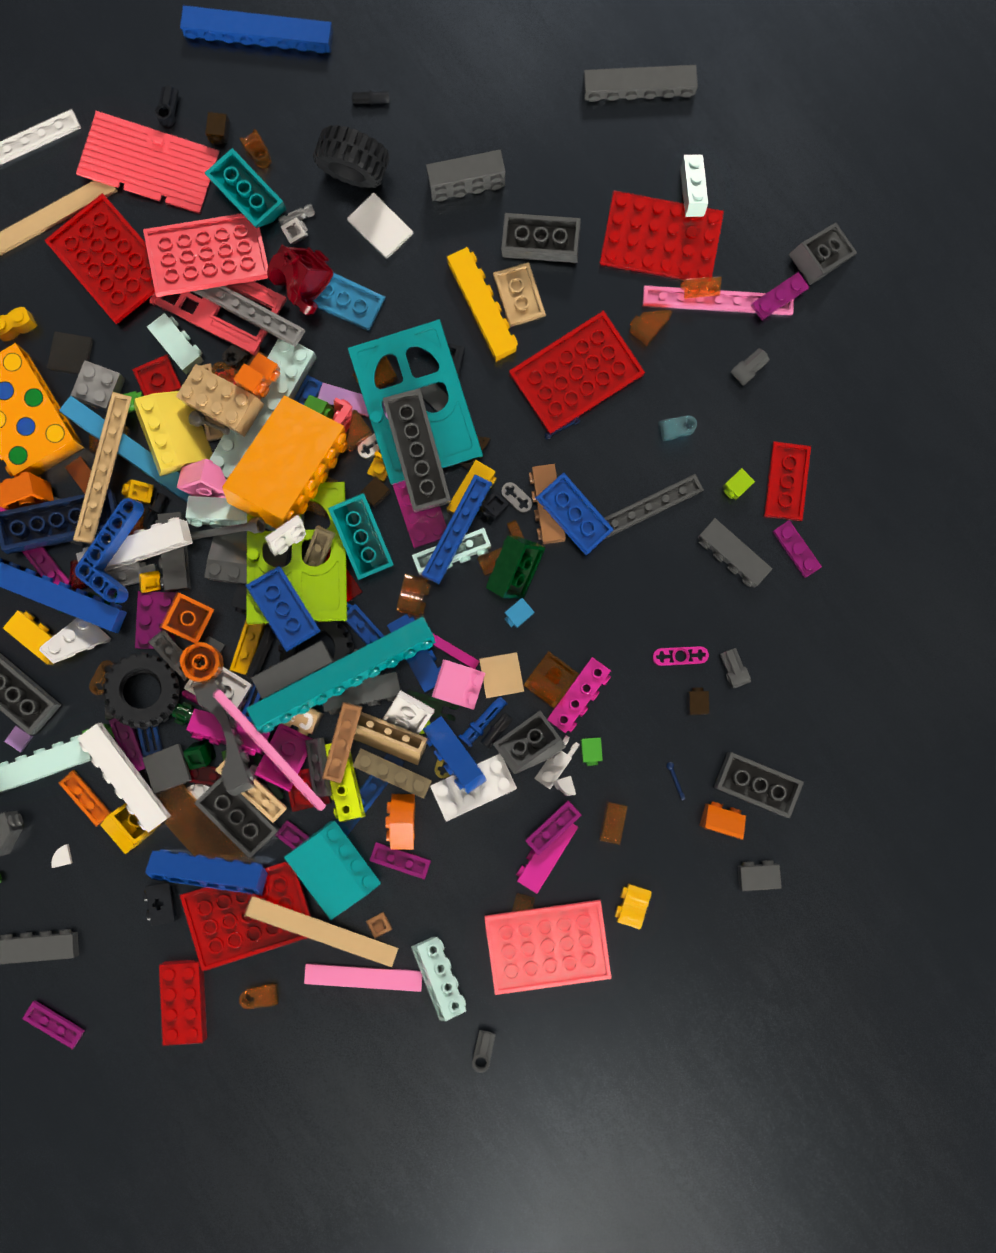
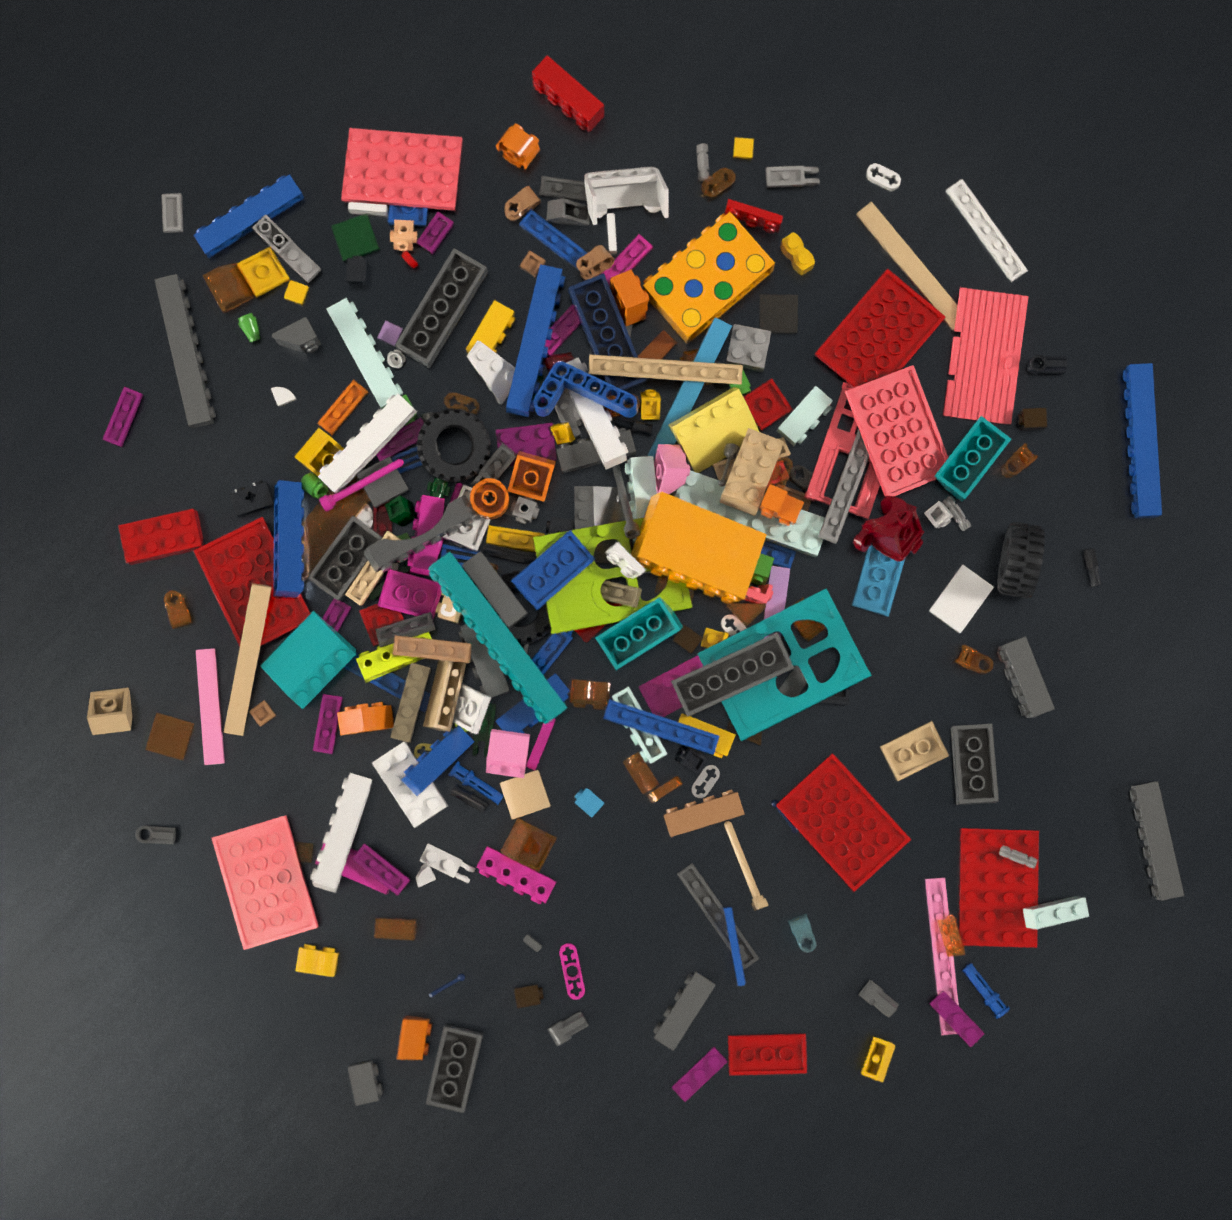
camera: 85 degrees right, 0 degrees up
(45, 741) = (391, 358): none -> white plate
(158, 838) = (314, 485): none -> bright green brick
(176, 824) = (329, 501): none -> dark pink piece
(226, 631) = (527, 516): none -> light grey brick
(268, 750) = (413, 579): bright pink tile -> none
(351, 1080) = (110, 711): none -> tan slope
(386, 1022) = (169, 736): none -> clear orange tile
(439, 225) = (973, 659): none -> clear orange piece
(439, 979) = (219, 780): light aqua brick -> none
(482, 304) = (896, 715): yellow brick -> none
(510, 861) = (342, 833): none -> white brick
(515, 567) = (632, 791): dark green slope -> none
(529, 743) = (459, 833): dark grey slope -> none
(574, 513) = (696, 842): blue tile -> none
(591, 751) = (463, 896): bright green brick -> none
(635, 212) = (1018, 857): none -> light grey axle
(639, 465) = (758, 901): none -> tan piece
(647, 690) = (533, 943): none -> dark grey tile
(649, 324) = (904, 888): clear orange slope -> none
(674, 494) = (734, 946): none -> blue tile
(738, 484) = (754, 1003): lime brick -> none
(764, 262) = (991, 998): none -> blue pin
(808, 374) = (878, 1059): none -> yellow brick
(822, 253) = (1010, 1057): dark grey slope -> none

